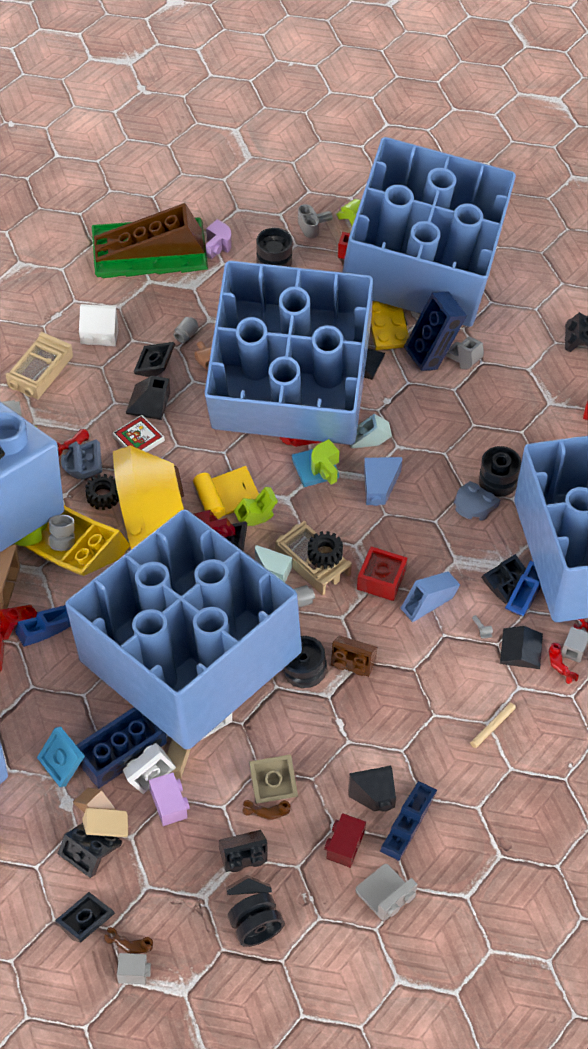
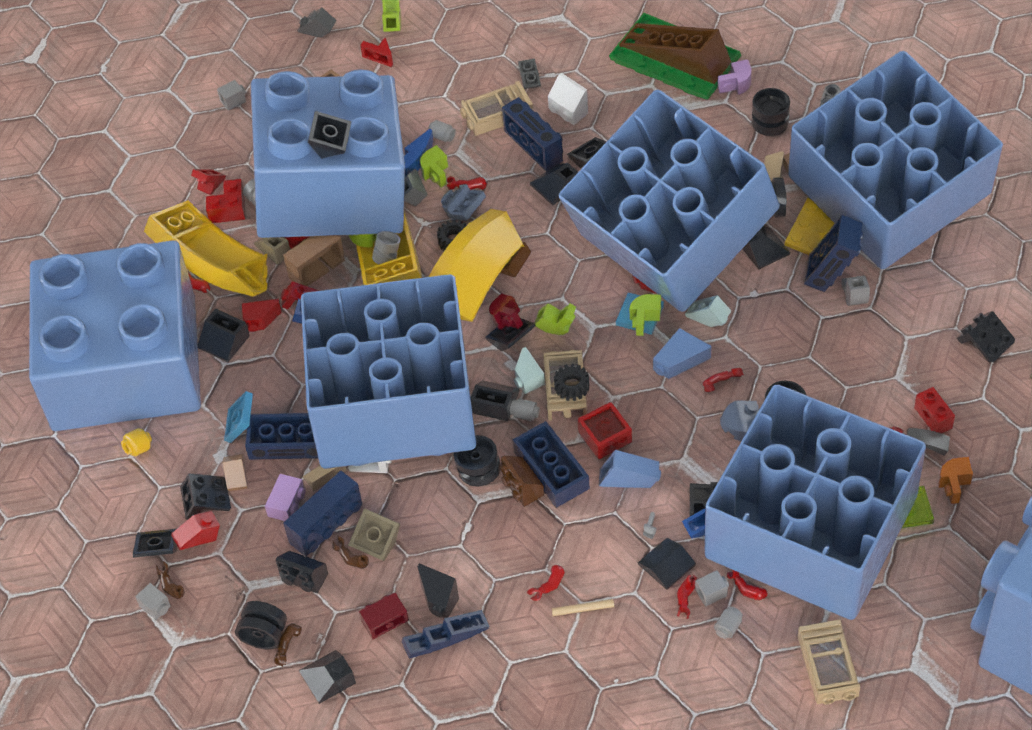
camera: 45 degrees right, 0 degrees up
(38, 323) = (529, 73): none -> dark grey slope
(95, 369) = (532, 134): none -> dark blue brick
(105, 822) = (226, 485): tan slope -> none
(116, 879) = (197, 531): none -> red slope
(139, 434) = (523, 208): tile -> none
(148, 766) = (293, 463): white slope -> none
(219, 789) = (323, 513): none -> dark blue brick
(225, 491) = (541, 289): yellow door -> none
(248, 885) = (280, 598): black slope -> none
(291, 936) = (290, 631): none -> reddish brown arm
(345, 921) = (328, 676): none -> black slope
(366, 624) = (552, 464): none -> dark blue brick
(386, 892) = (377, 674): light grey bracket -> none
(423, 482) = (719, 377): none -> red arm
(453, 723) = (554, 580): none -> red arm

